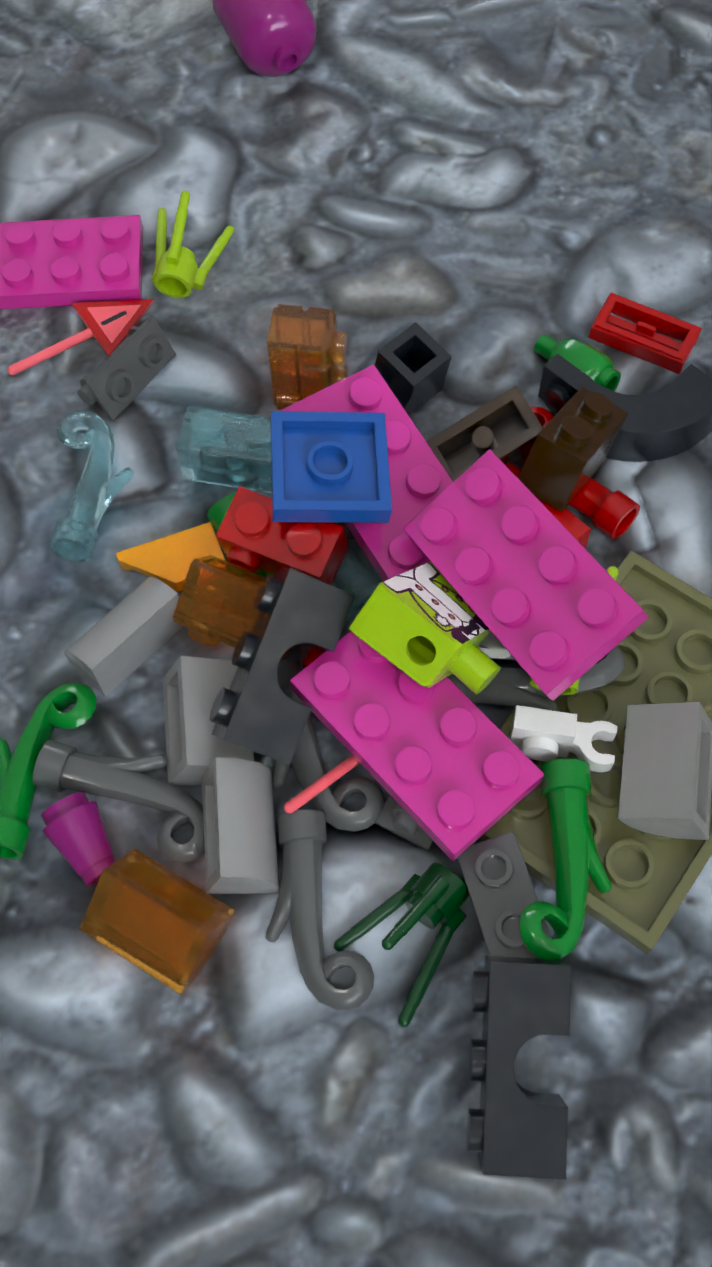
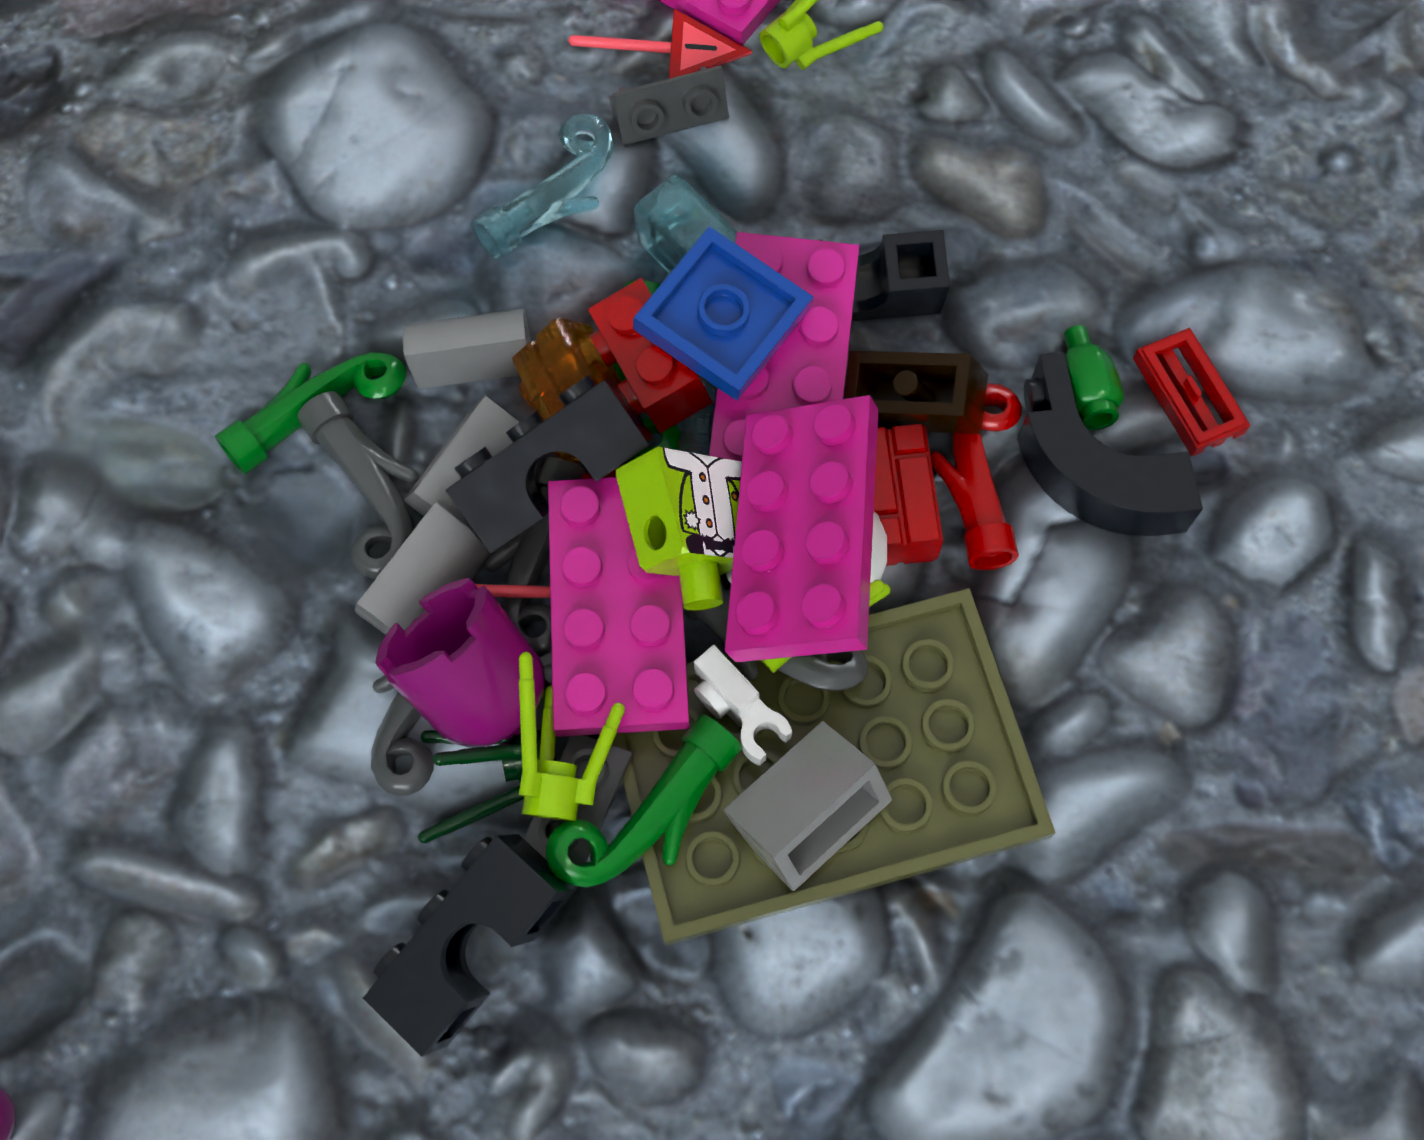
camera: 40 degrees right, 5 degrees up
(79, 835) = (297, 491): magenta cone -> none
(156, 919) = (300, 602): clear orange brick -> none
(171, 555) = (560, 298): light orange tile -> none
(304, 352) = (819, 191): clear orange brick -> none
(344, 859) = (461, 665): none -> magenta cylinder
(489, 895) = (551, 785): none -> lime plant
(571, 447) = (985, 451): dark brown brick -> none

